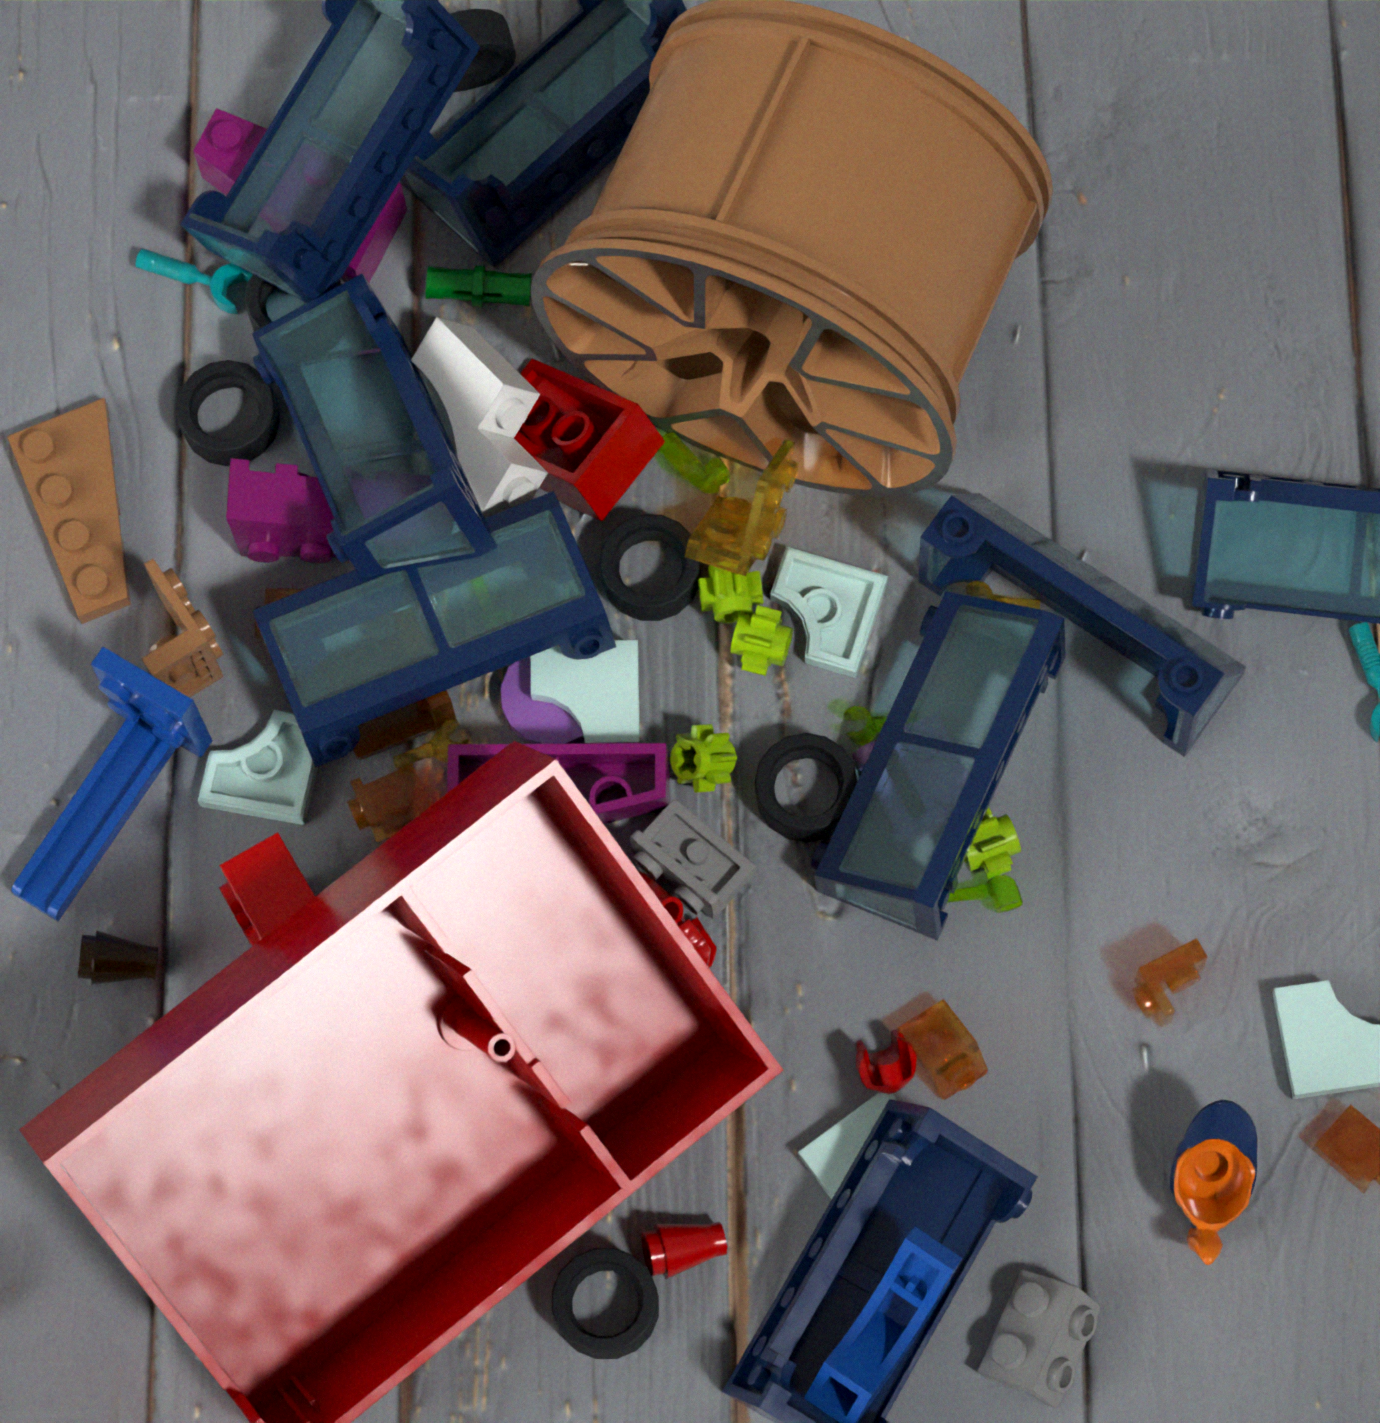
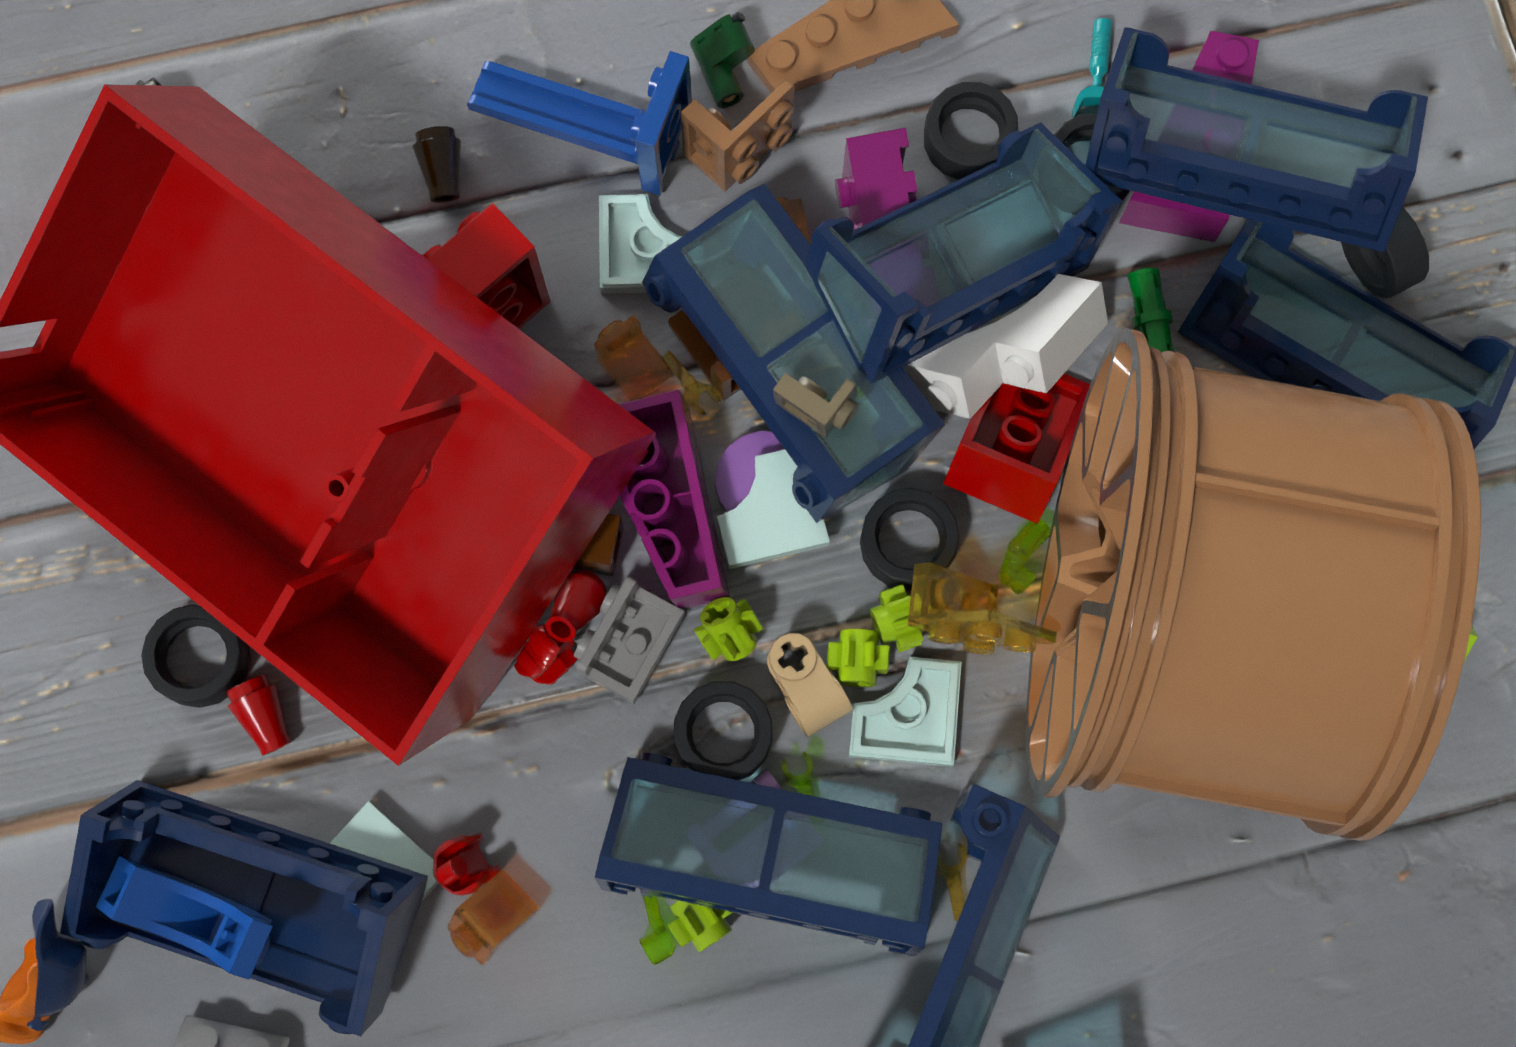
camera: 70 degrees right, 5 degrees up
(66, 643) = (718, 52): none -> dark green piece
(506, 609) = (807, 403): none -> dark tan bracket
(783, 696) = (813, 692): none -> tan piece

